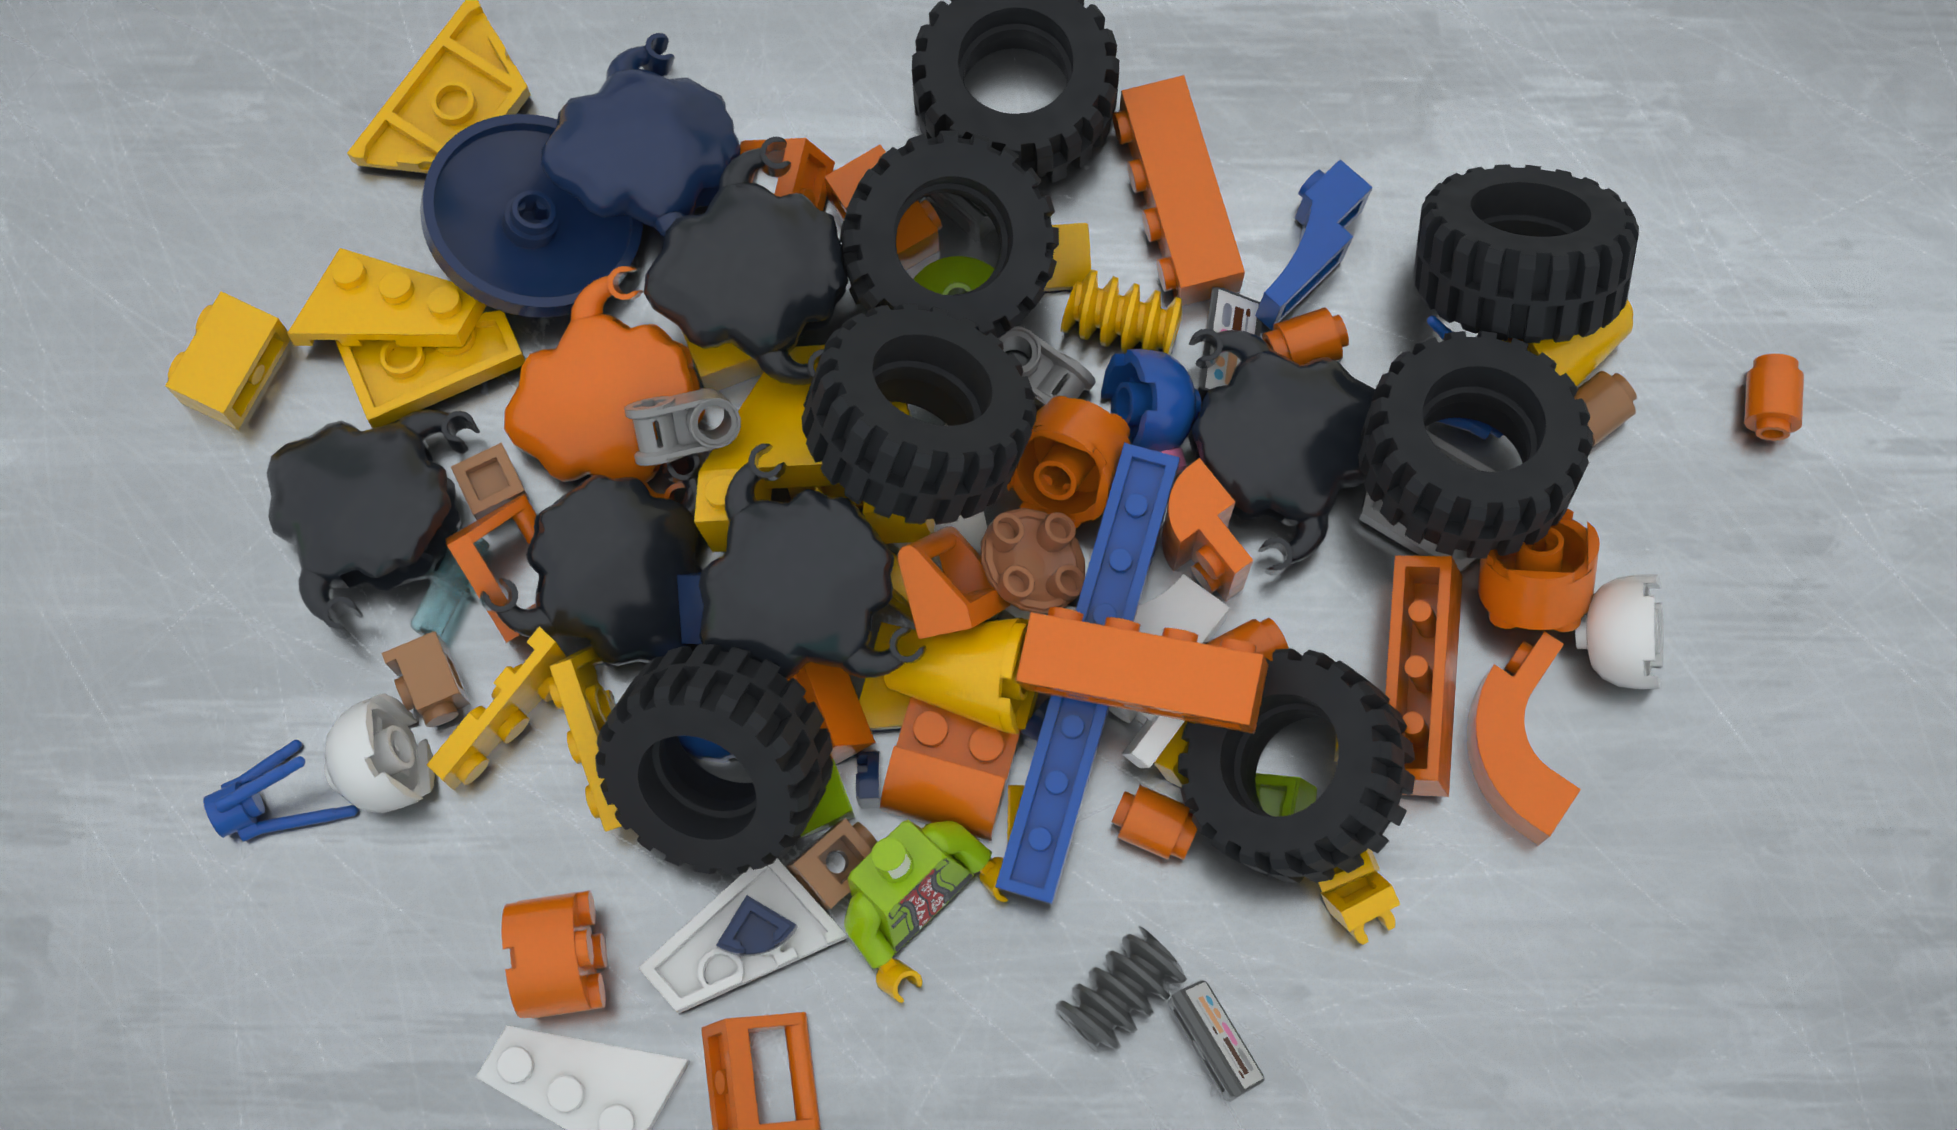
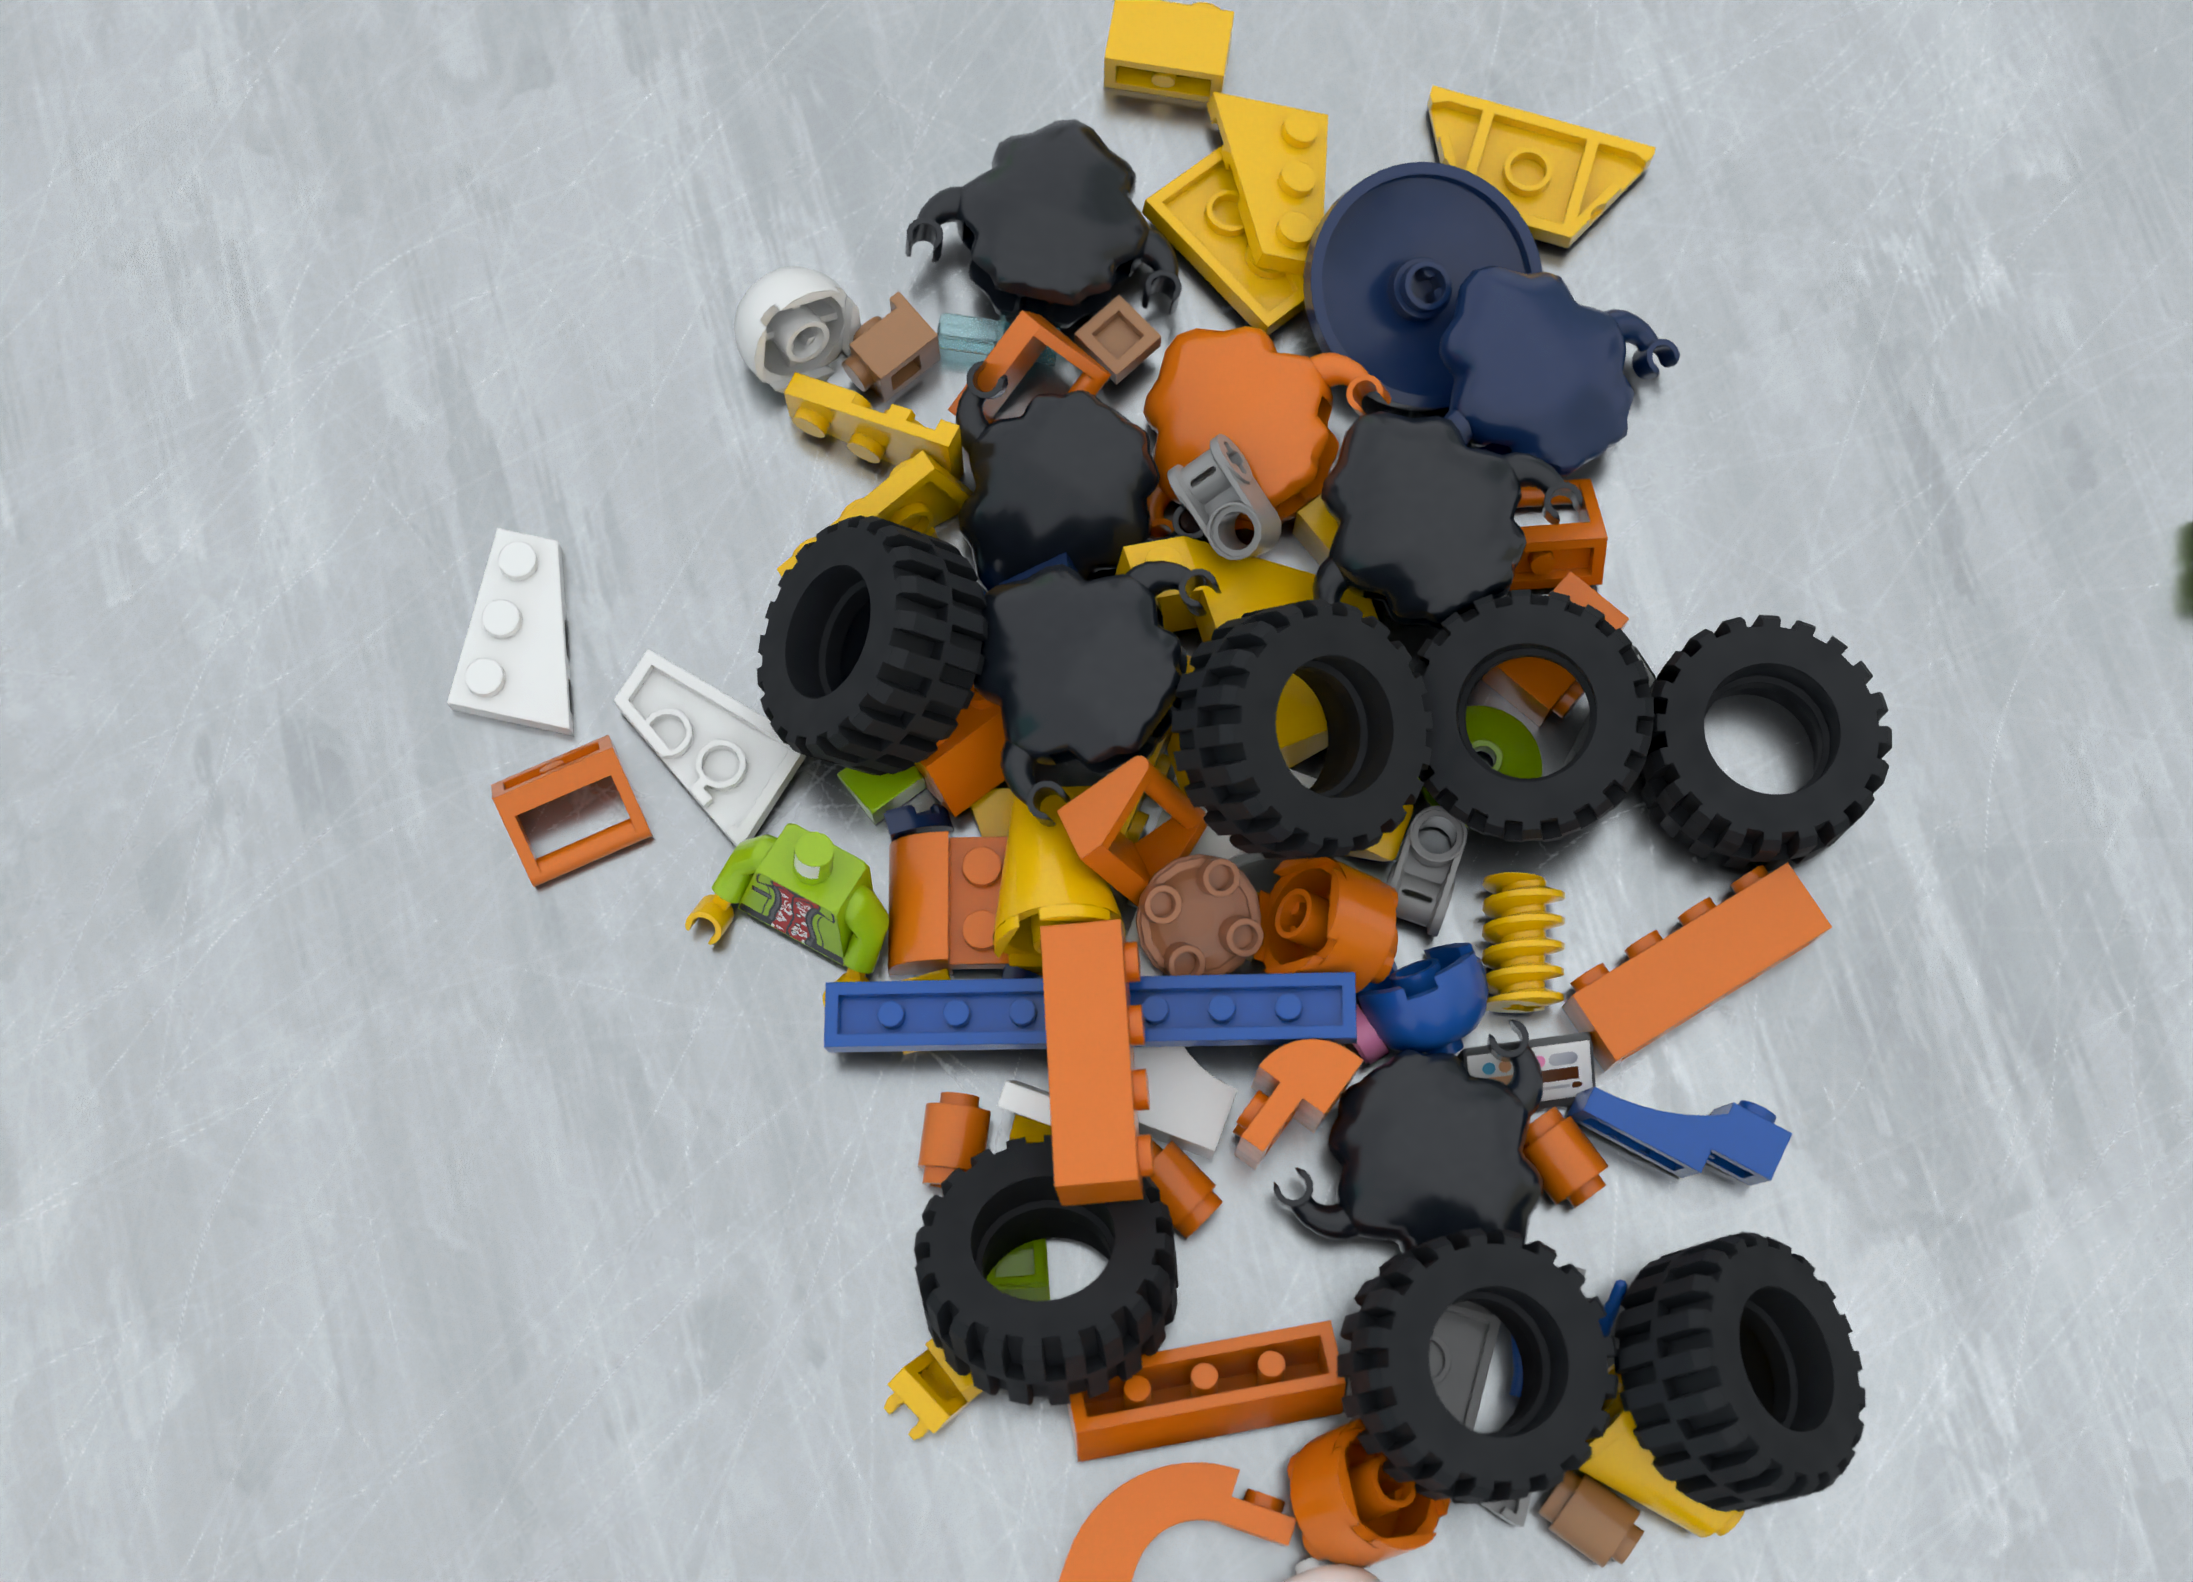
camera: 70 degrees right, 0 degrees up
(239, 802) = (713, 216): blue plant -> none
(554, 955) = (633, 558): orange brick -> none
(755, 930) = (717, 752): dark blue tile -> none
(811, 869) = (801, 793): medium nougat brick -> none
(1071, 256) = (1575, 862): yellow slope -> none
(1121, 991) = (757, 1157): dark grey piece -> none
(1216, 1040) = (735, 1274): slope -> none

